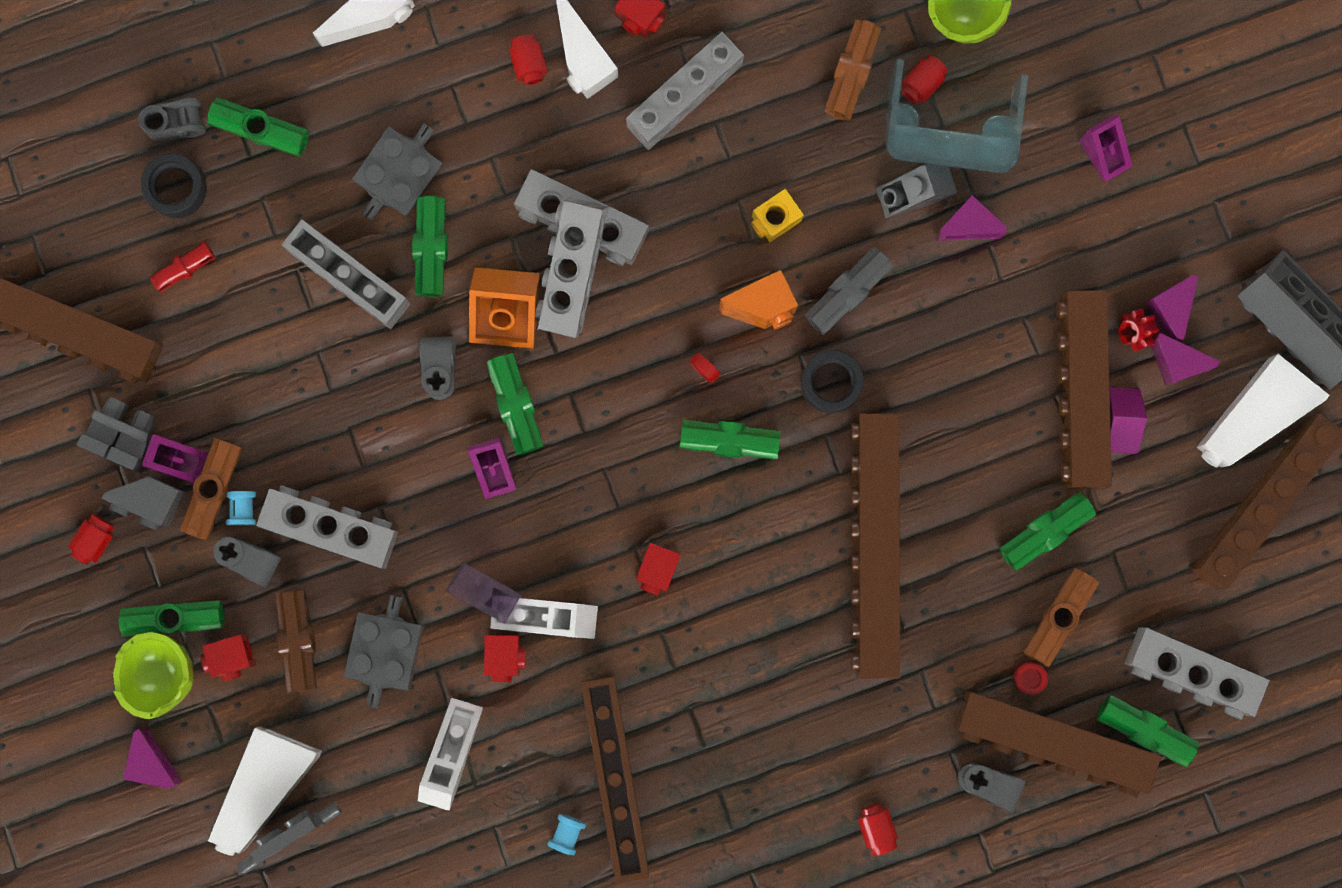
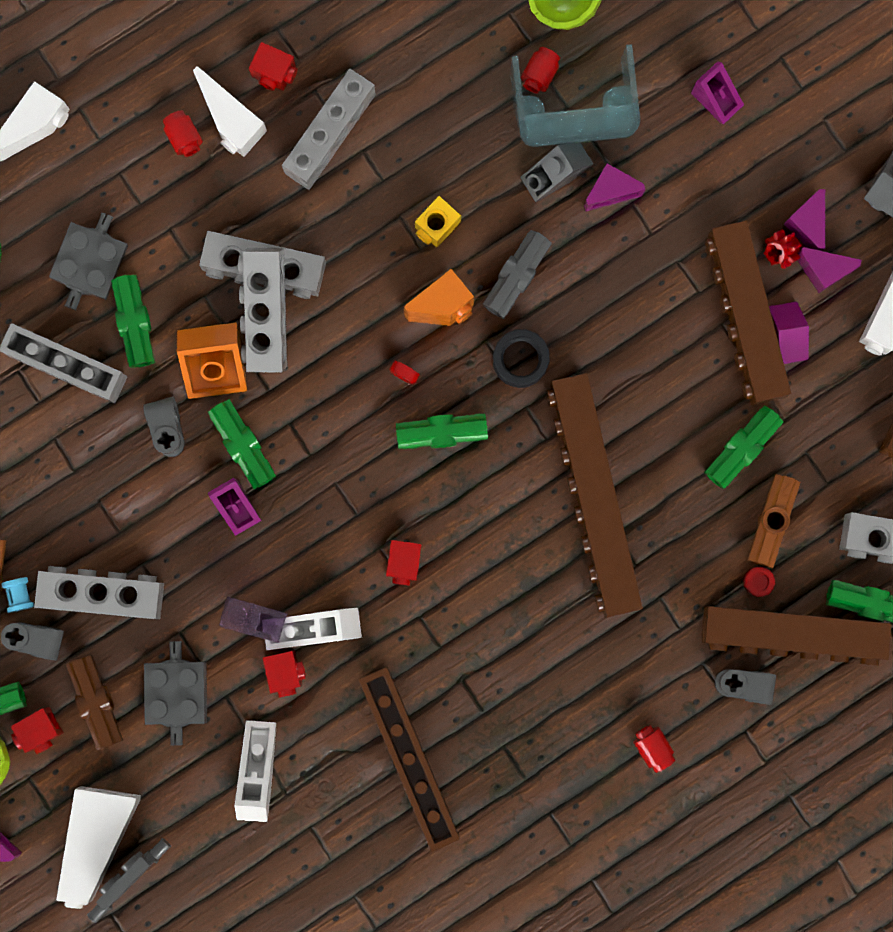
camera: 10 degrees left, 0 degrees up
(566, 834) = (377, 818): medium azure bush -> none
(852, 70) = (475, 76): dark orange piece -> none

